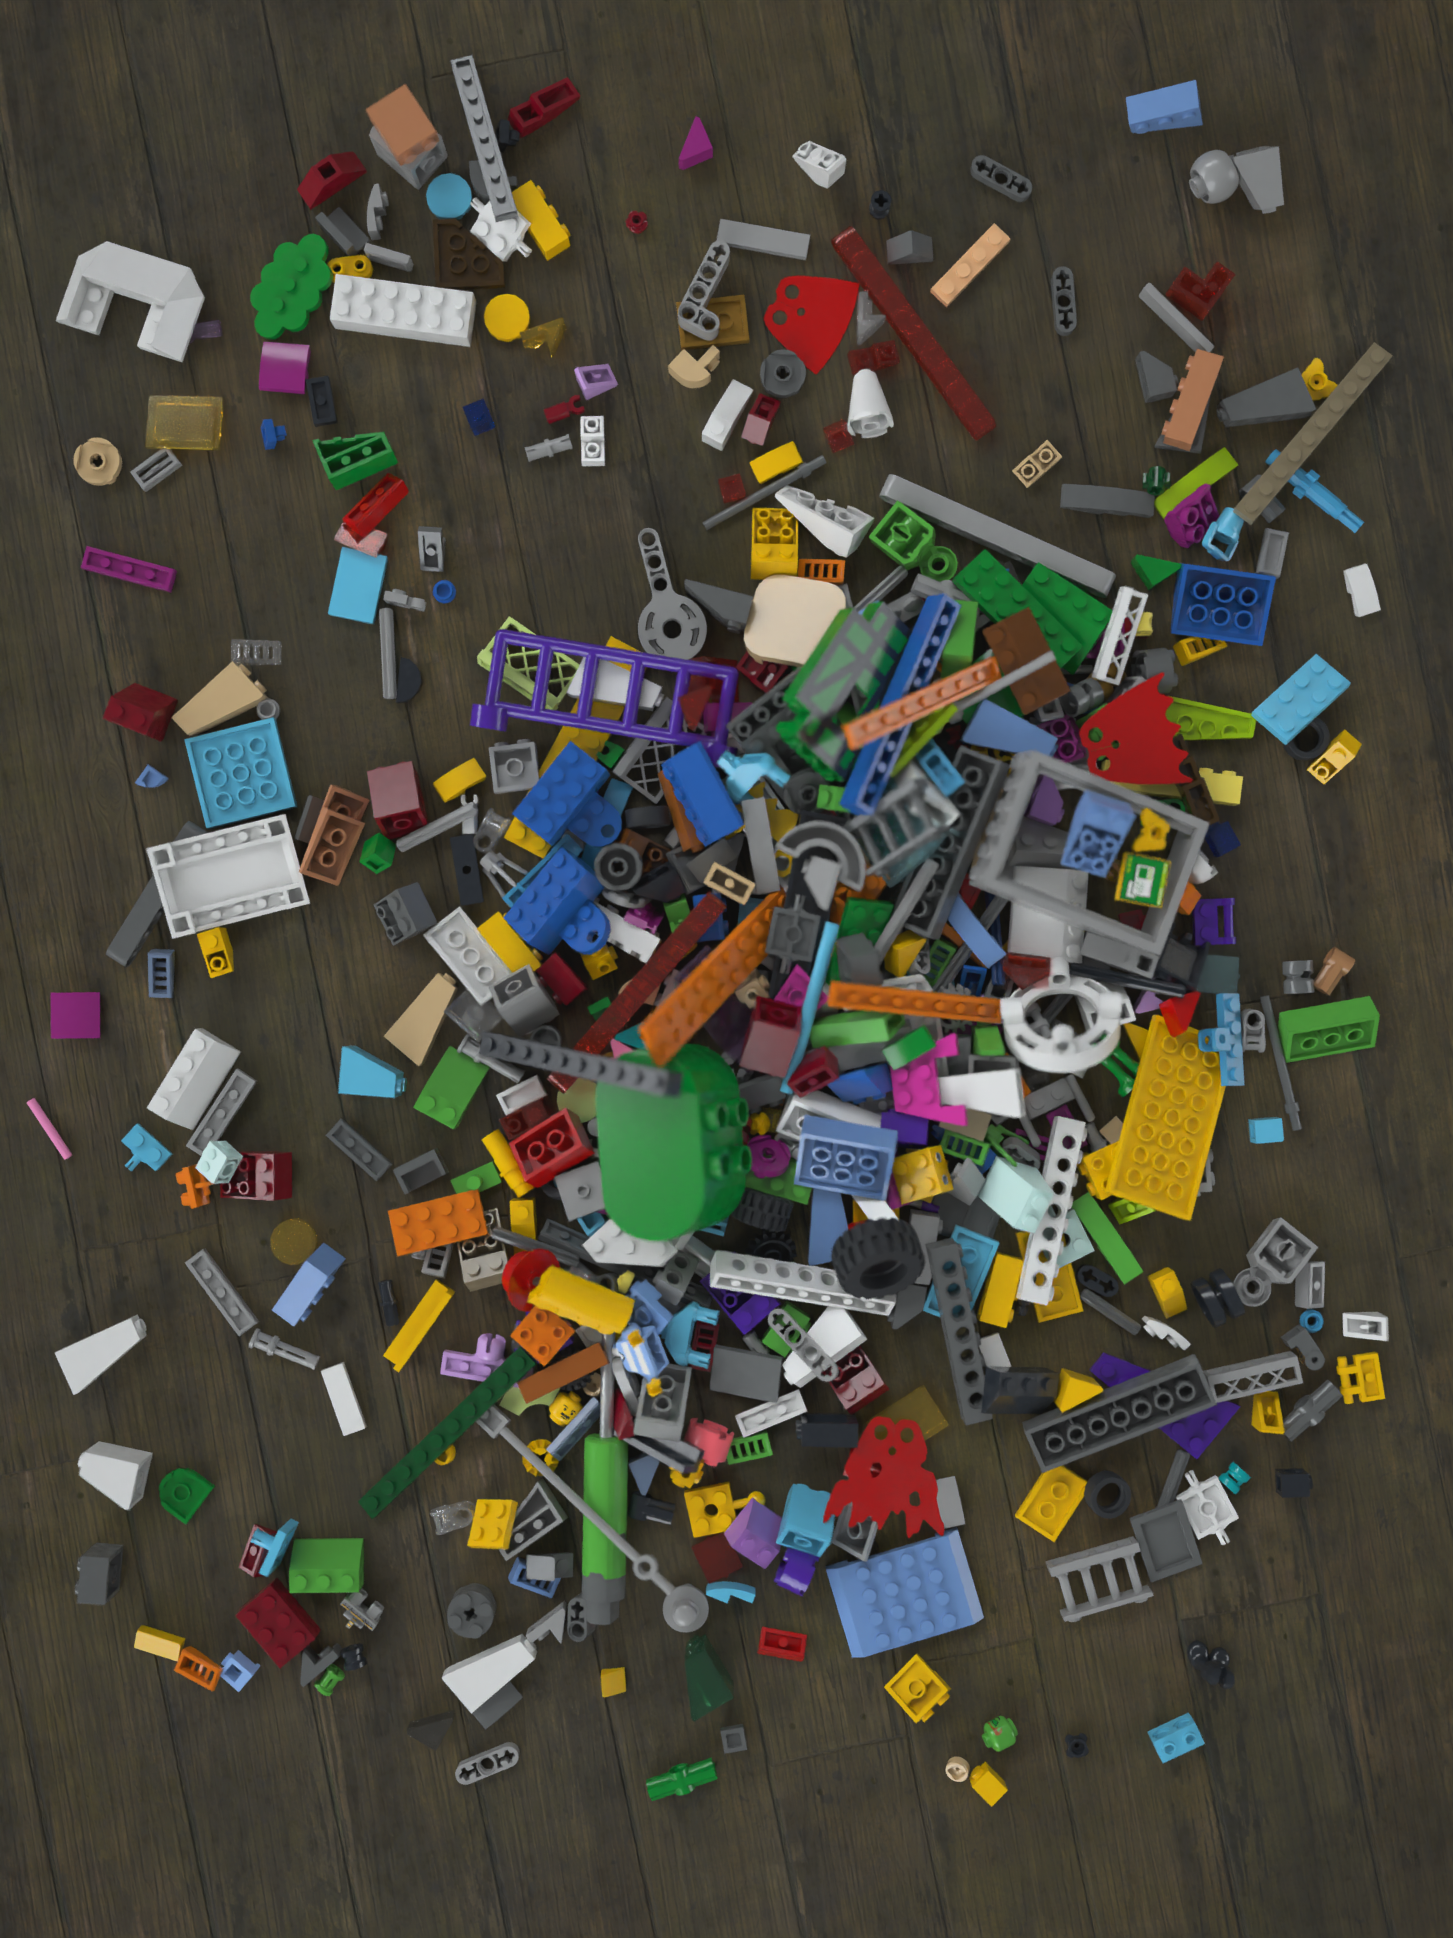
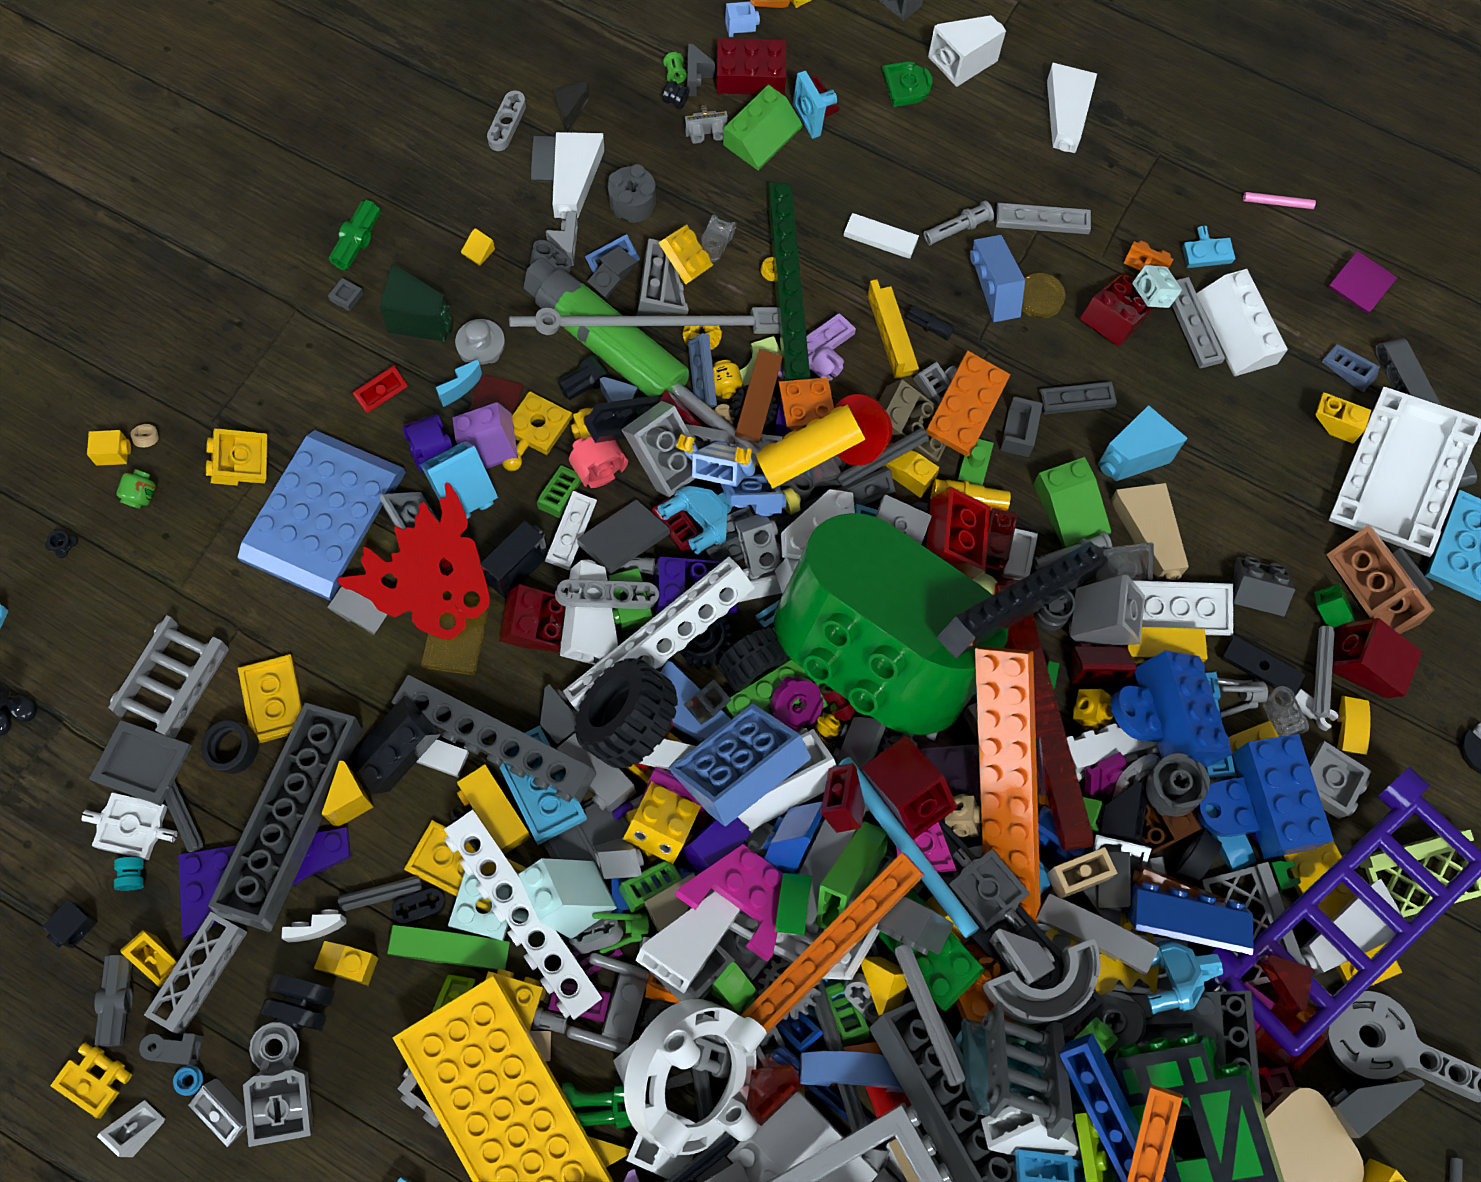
camera: 130 degrees right, 20 degrees down
(820, 1213) = (707, 702): none -> clear smoke brick

